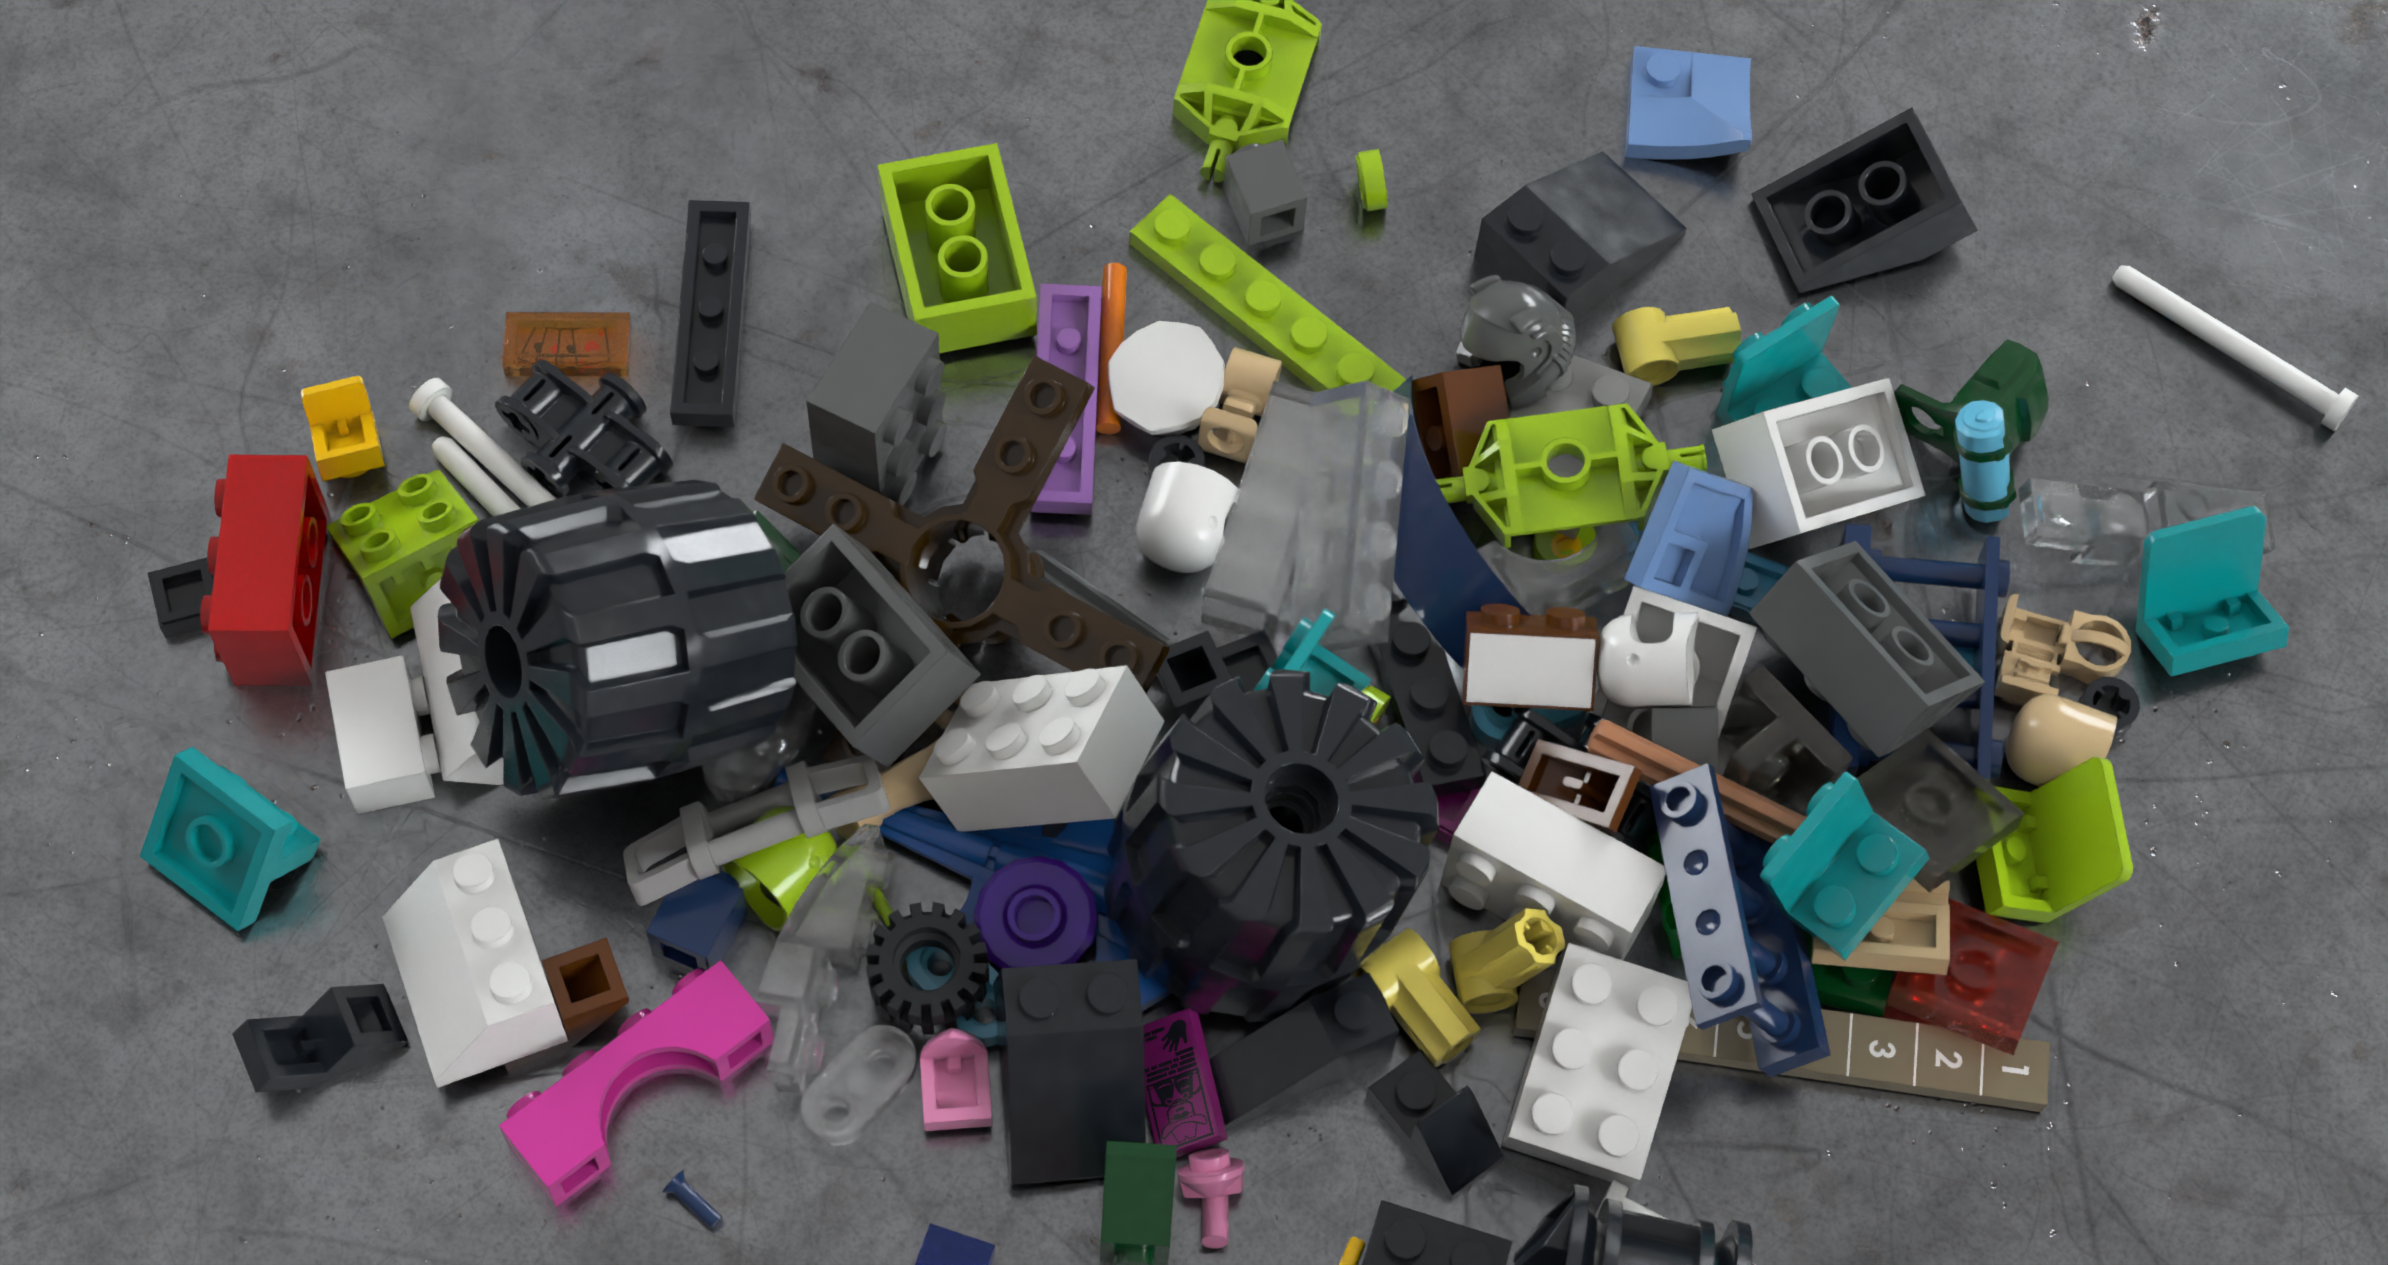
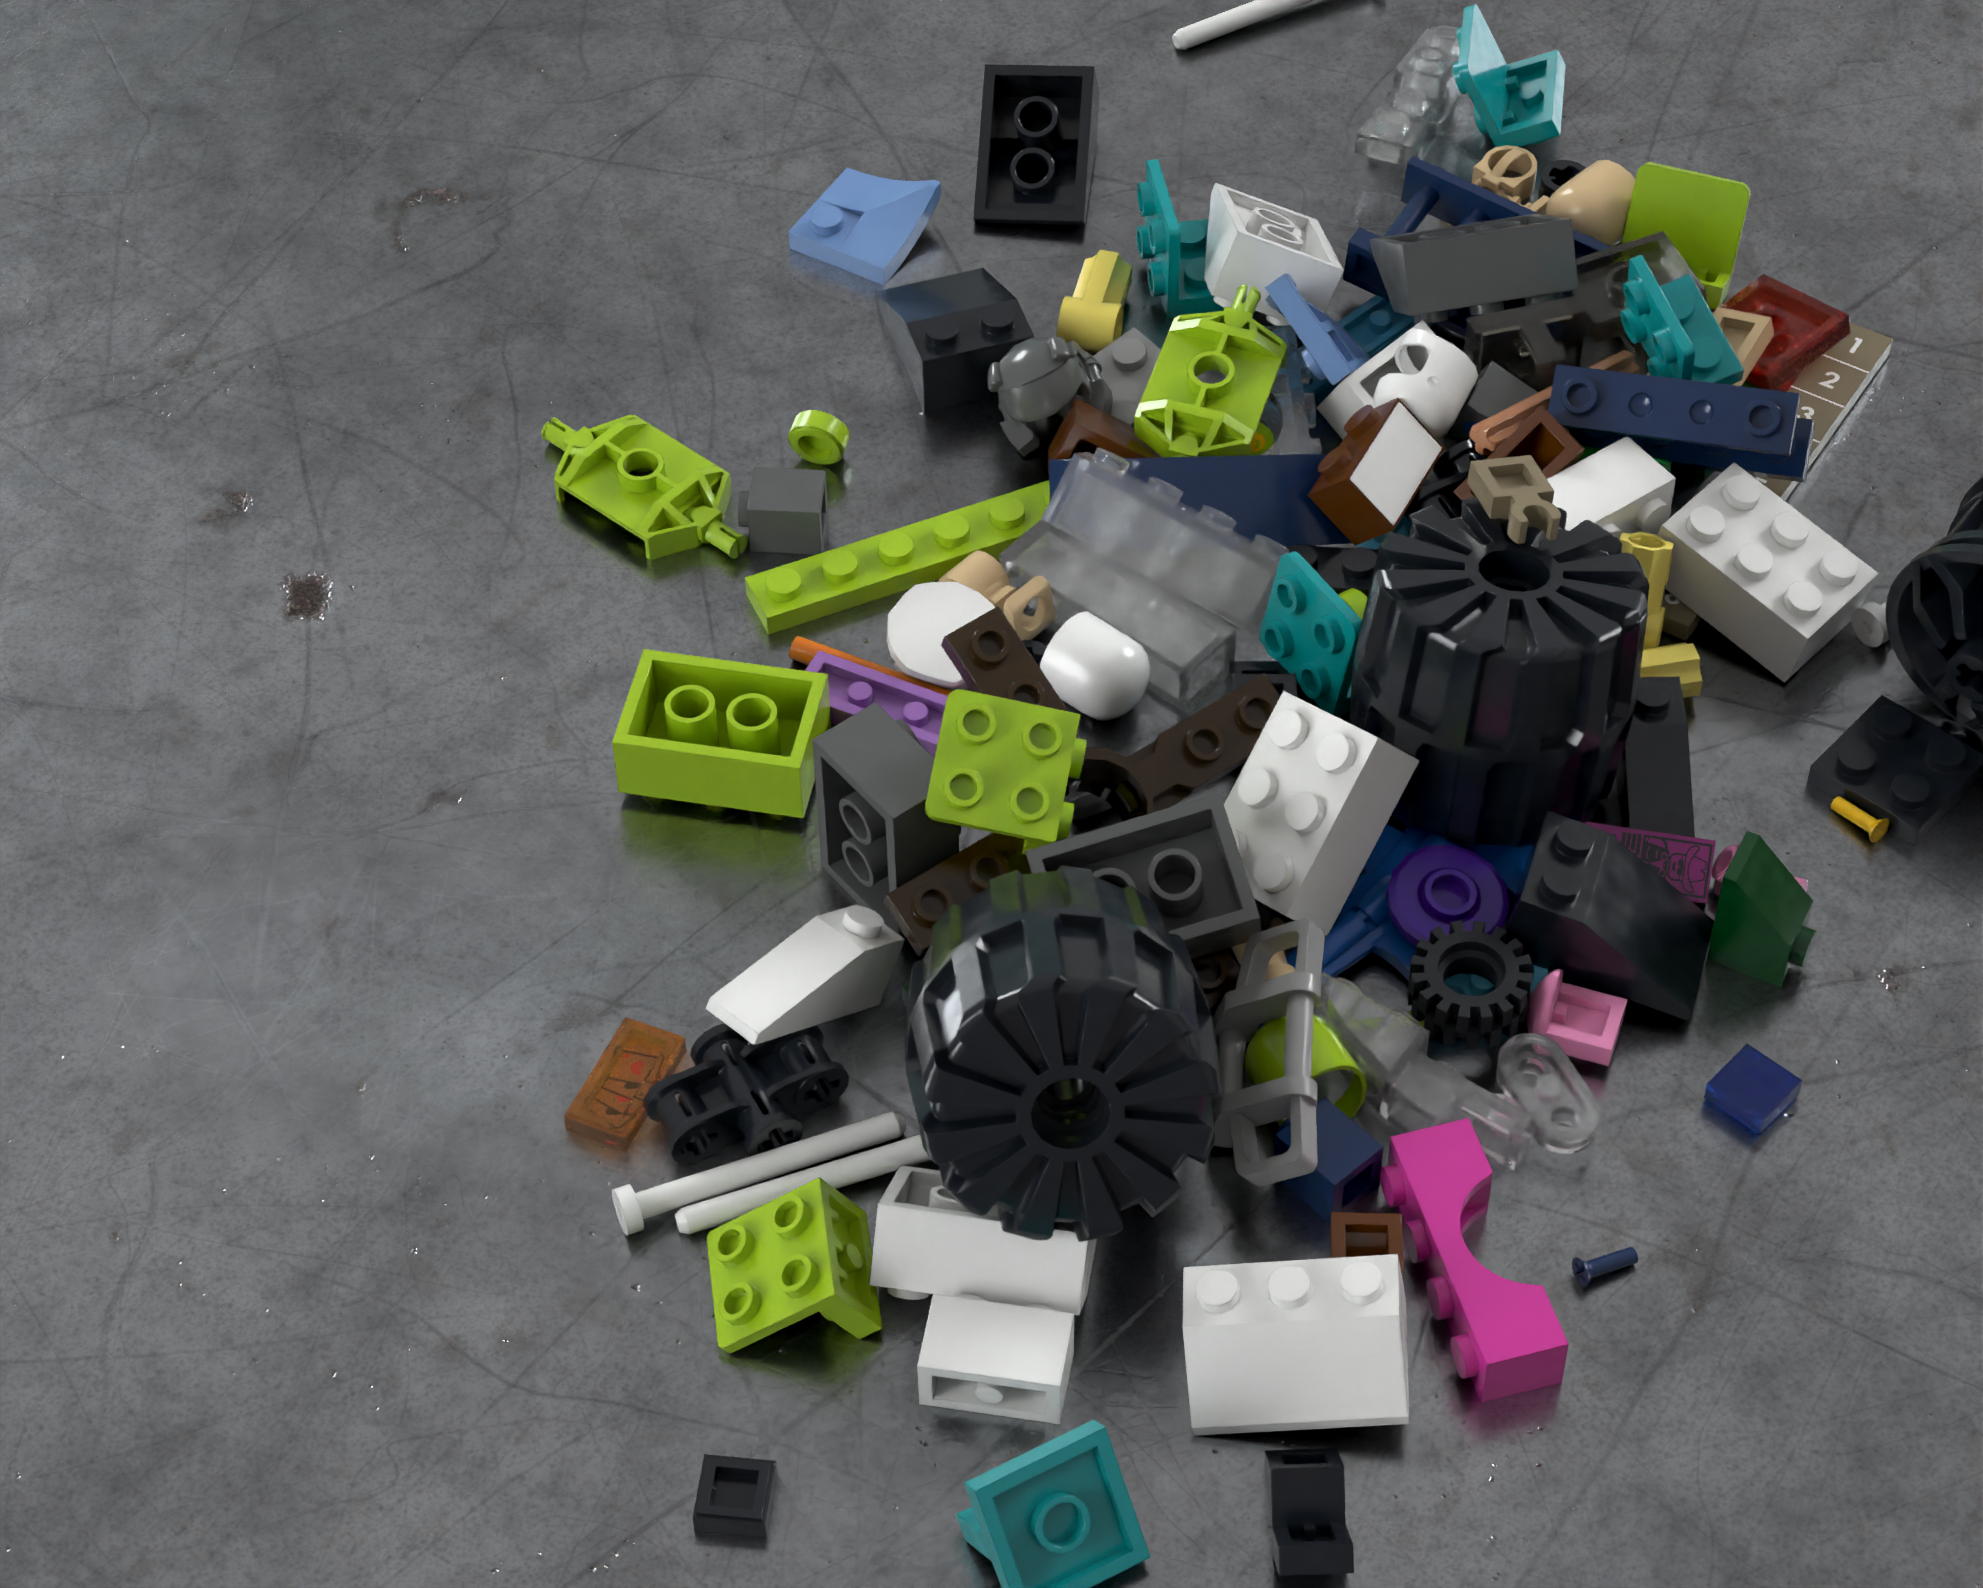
camera: 60 degrees left, 15 degrees down
(267, 570) = (773, 1380): red brick -> none
(342, 428) = (628, 1291): yellow bracket -> none
(689, 424) = (812, 977): none -> white slope
(711, 314) = (642, 941): black plate -> none
(904, 472) = (1005, 767): none -> lime bracket
(1401, 761) = (1517, 492): none -> dark tan plate
(1437, 1123) = (1757, 711): black slope -> none
(1984, 425) = (1299, 142): dark green piece -> none

